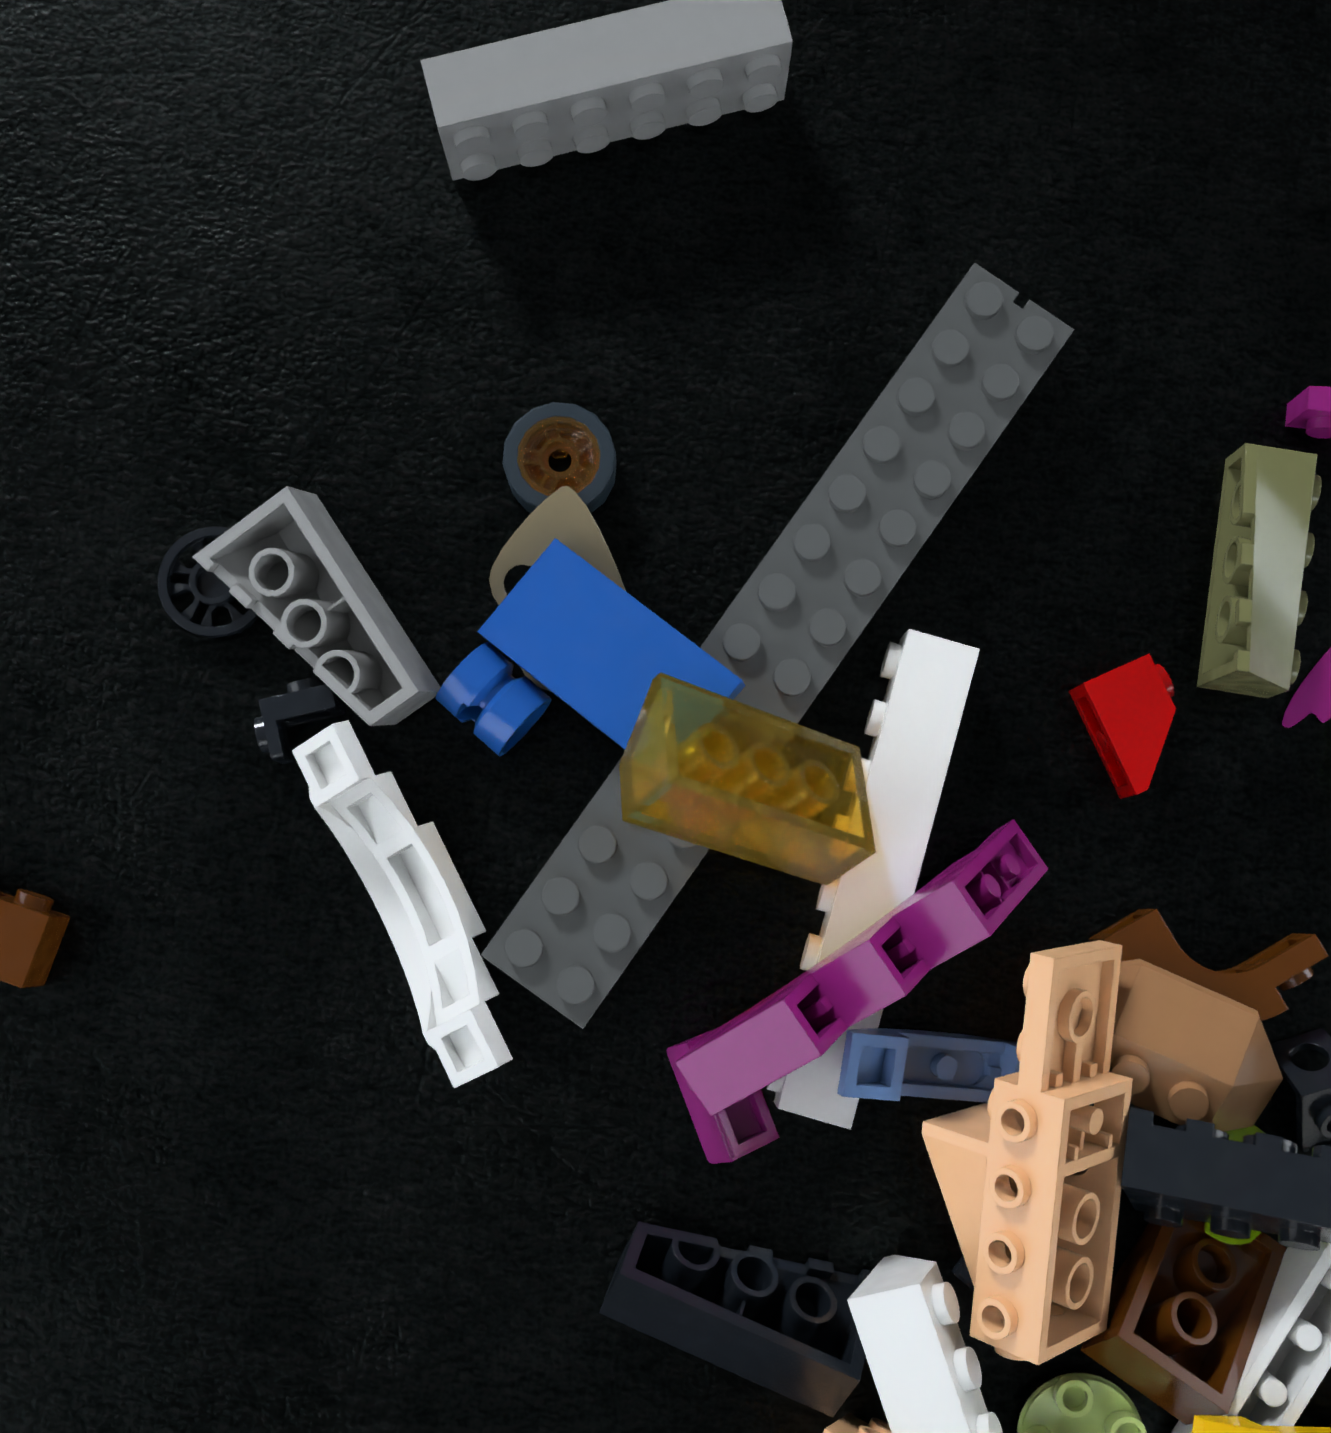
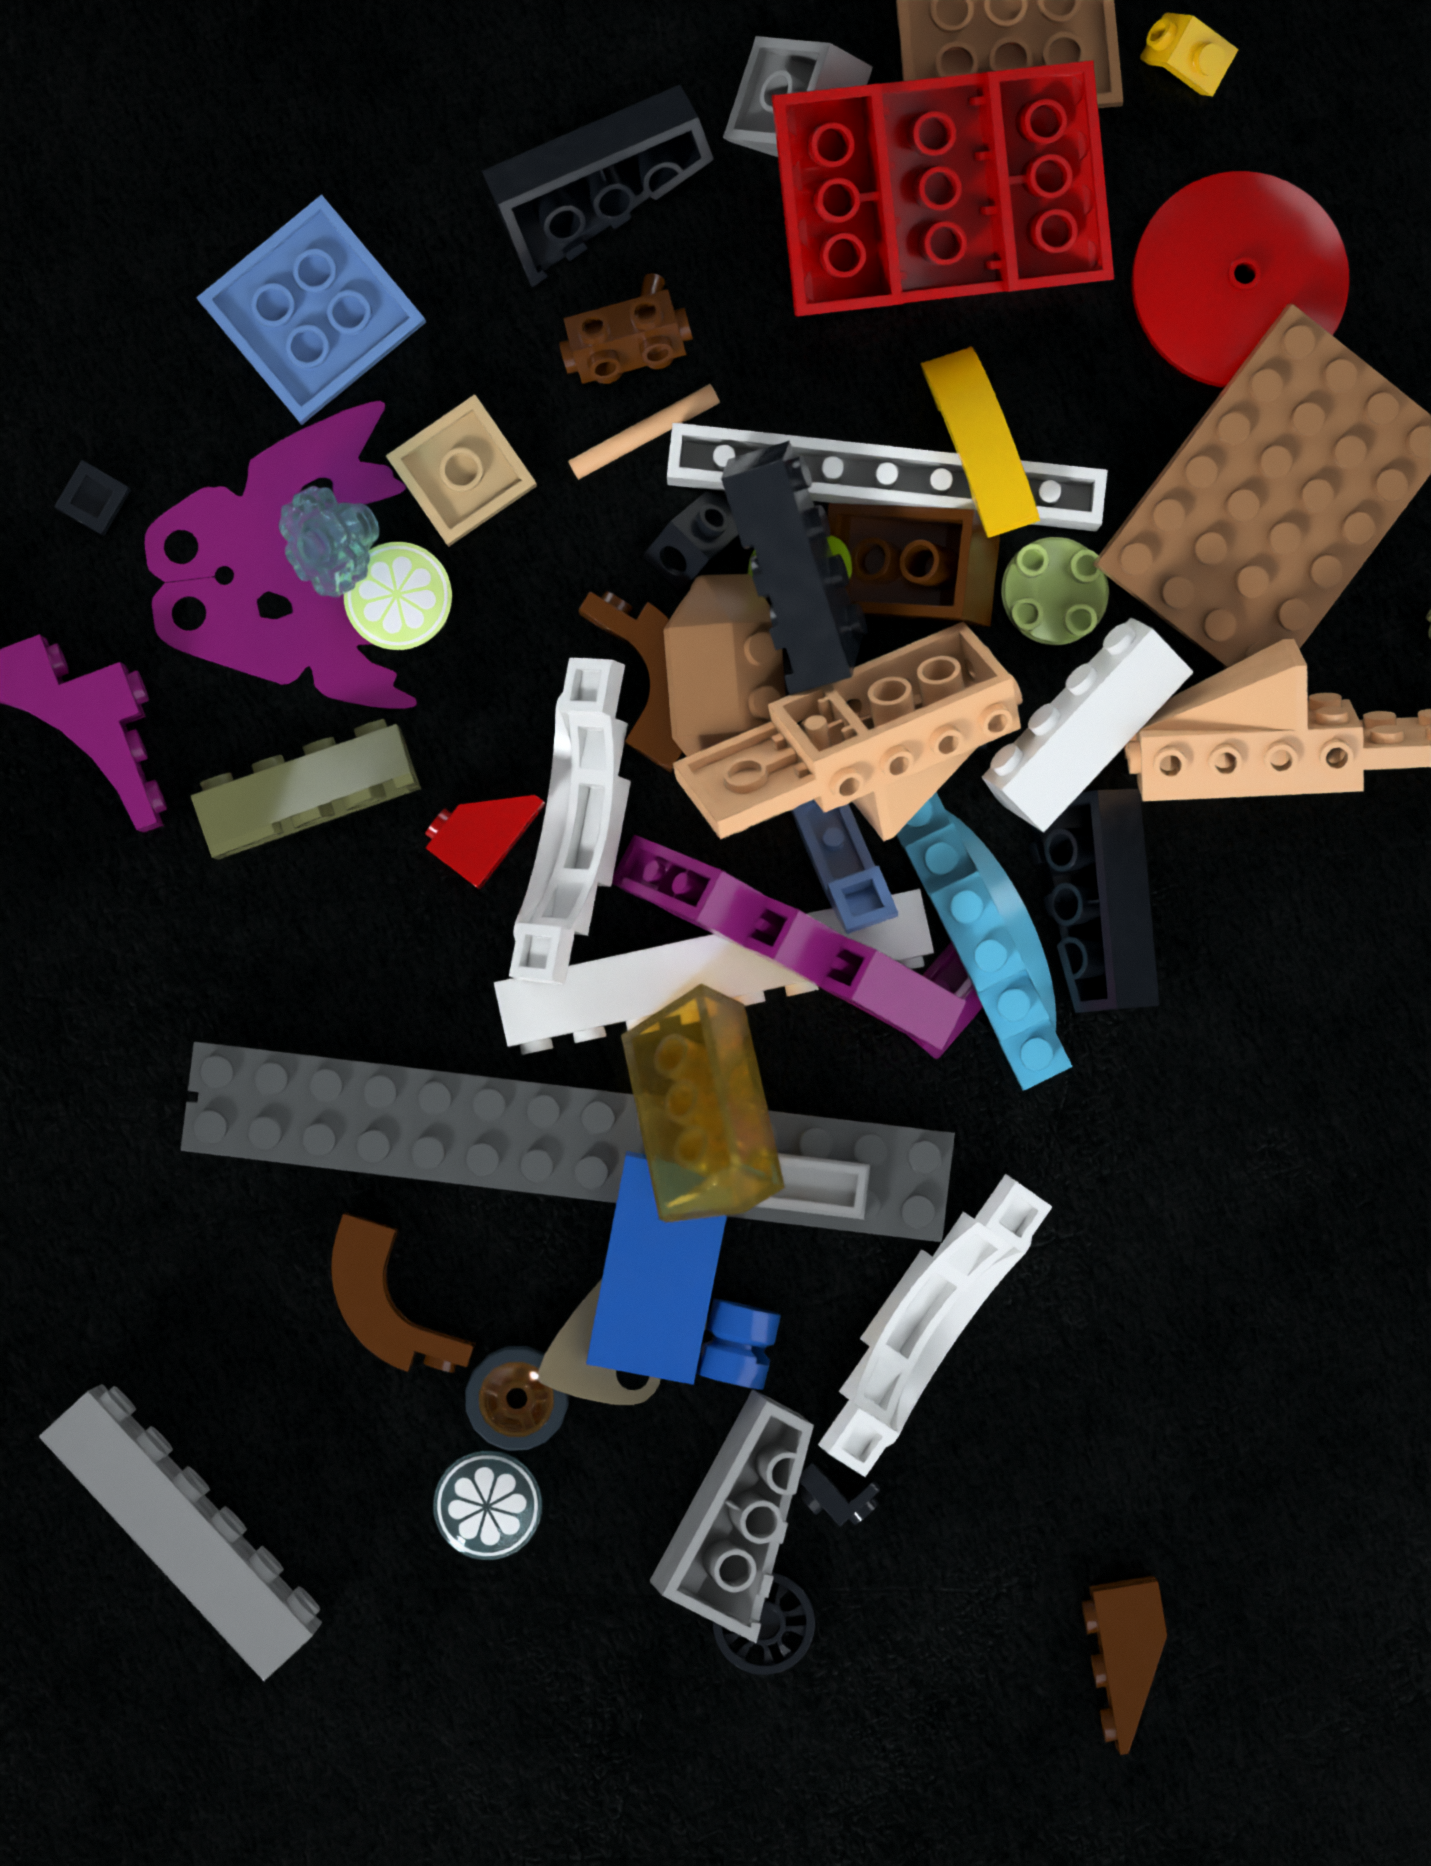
camera: 115 degrees left, 5 degrees up
(474, 383) = (487, 1505): none -> dish
(603, 861) = (821, 1186): none -> light grey tile
(724, 369) = (364, 1300): none -> reddish brown arch
(761, 1175) = (990, 937): none -> medium azure piece
(1095, 826) = (579, 822): none -> white piece

